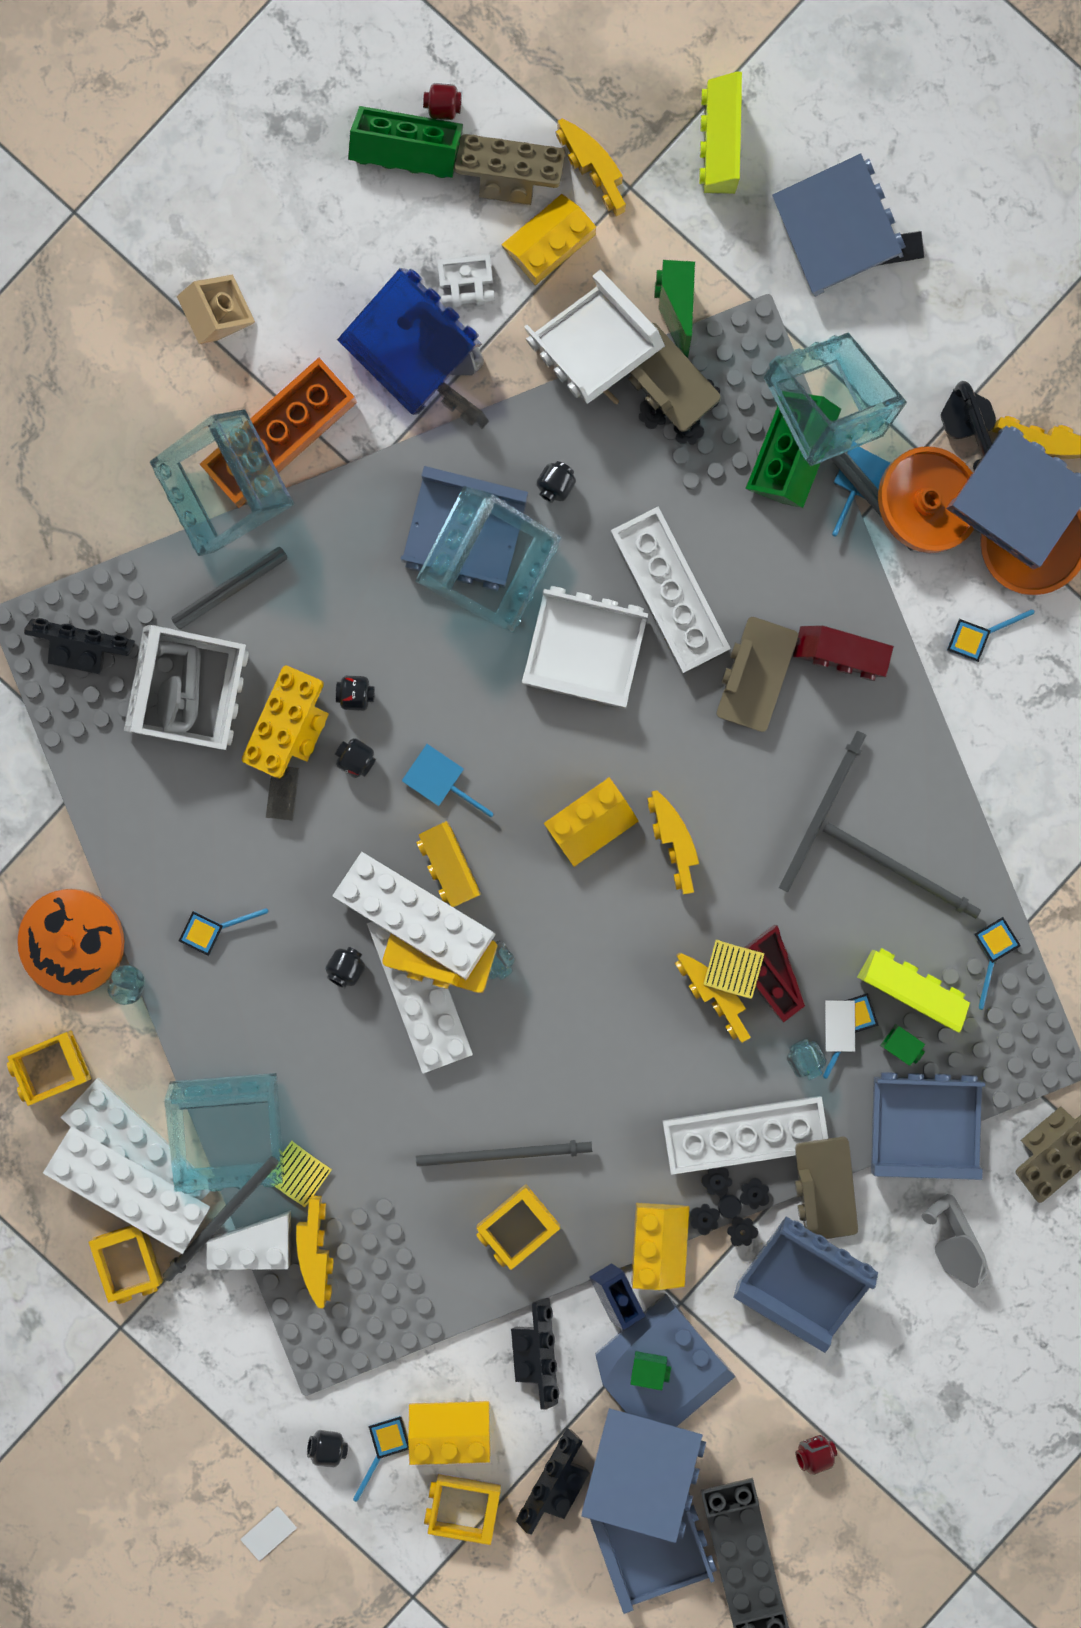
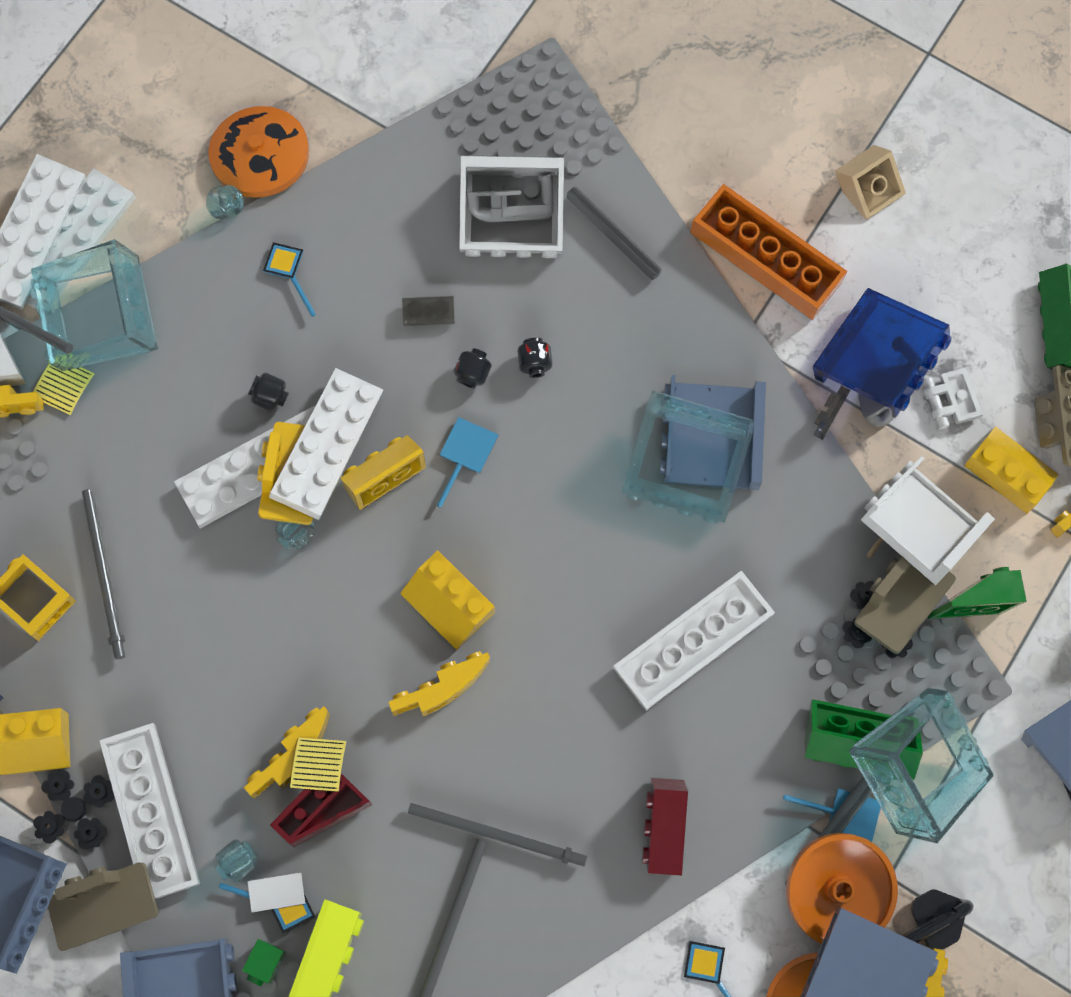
camera: 80 degrees right, 15 degrees down
(73, 1056) = (151, 168): yellow window -> none
(77, 647) = (533, 111): black bracket -> none
(249, 466) = (726, 222): clear light blue windscreen -> none
(287, 723) = (494, 304): yellow bracket -> none
(556, 482) = (777, 510): black head -> none
(585, 647) = (620, 568): white panel -> none
(756, 674) = (626, 740): dark tan bracket -> none

